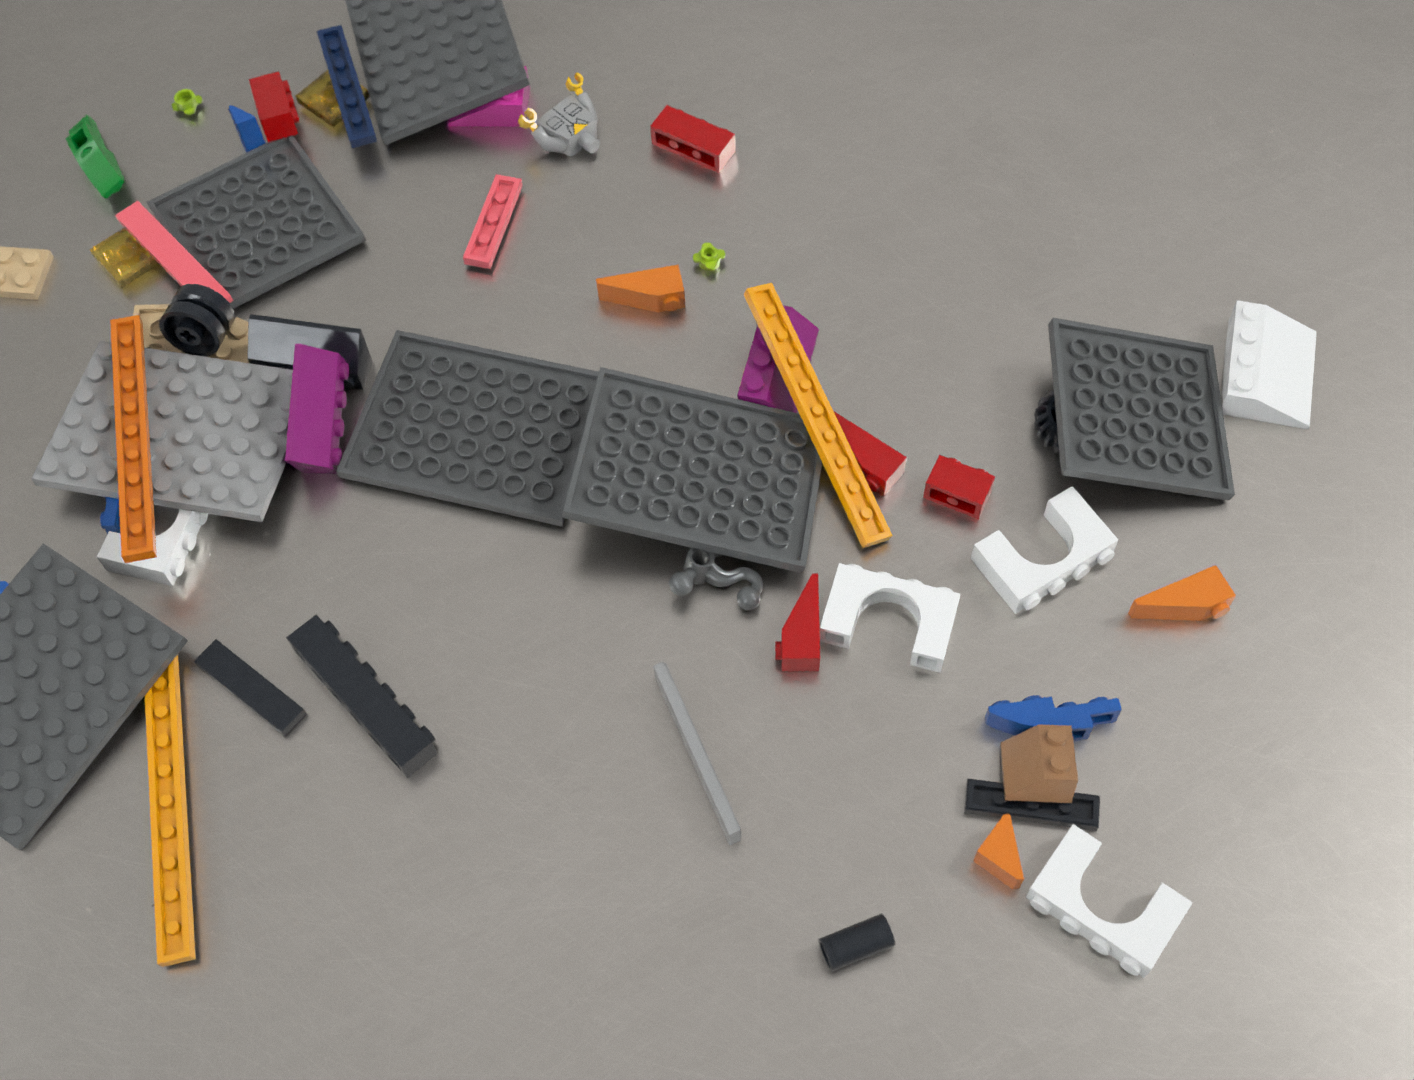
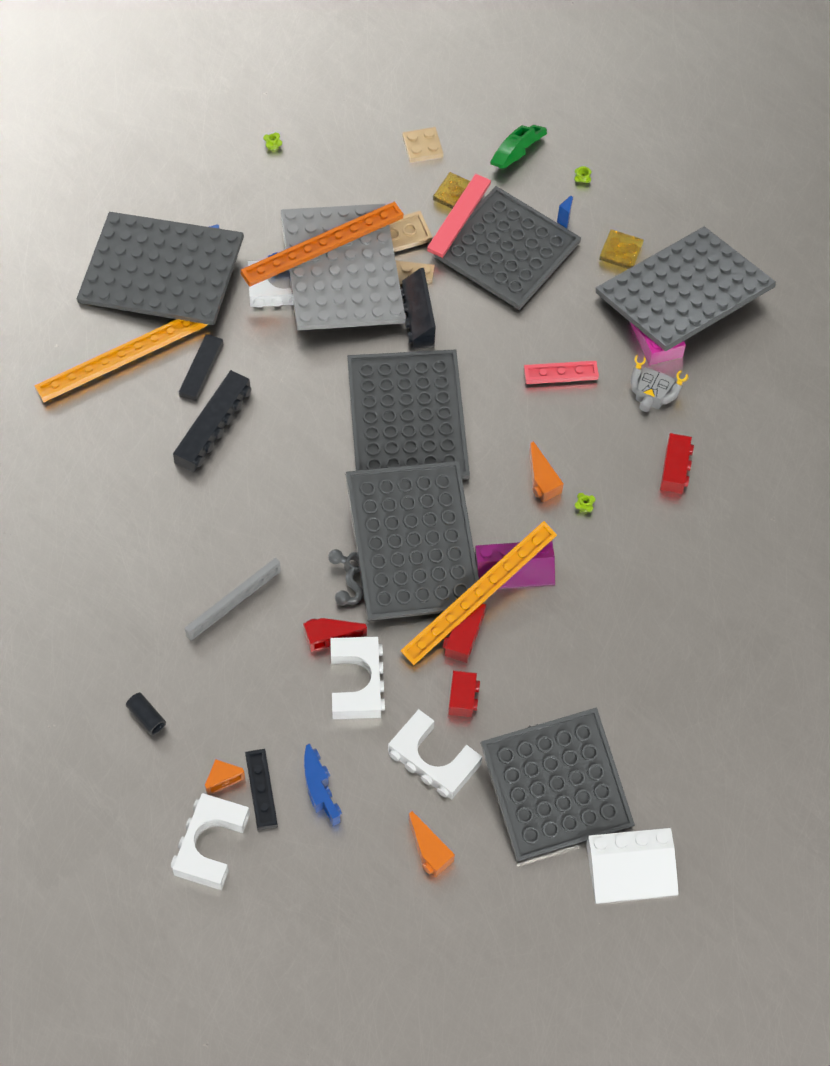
camera: 65 degrees right, 0 degrees up
(197, 320) = (414, 244): black wheel -> none
(275, 106) = (594, 220): red brick -> none
(316, 410) = (375, 326): magenta slope -> none
(346, 86) = (626, 252): dark blue plate -> none
(1040, 765) = (283, 784): medium nougat slope -> none

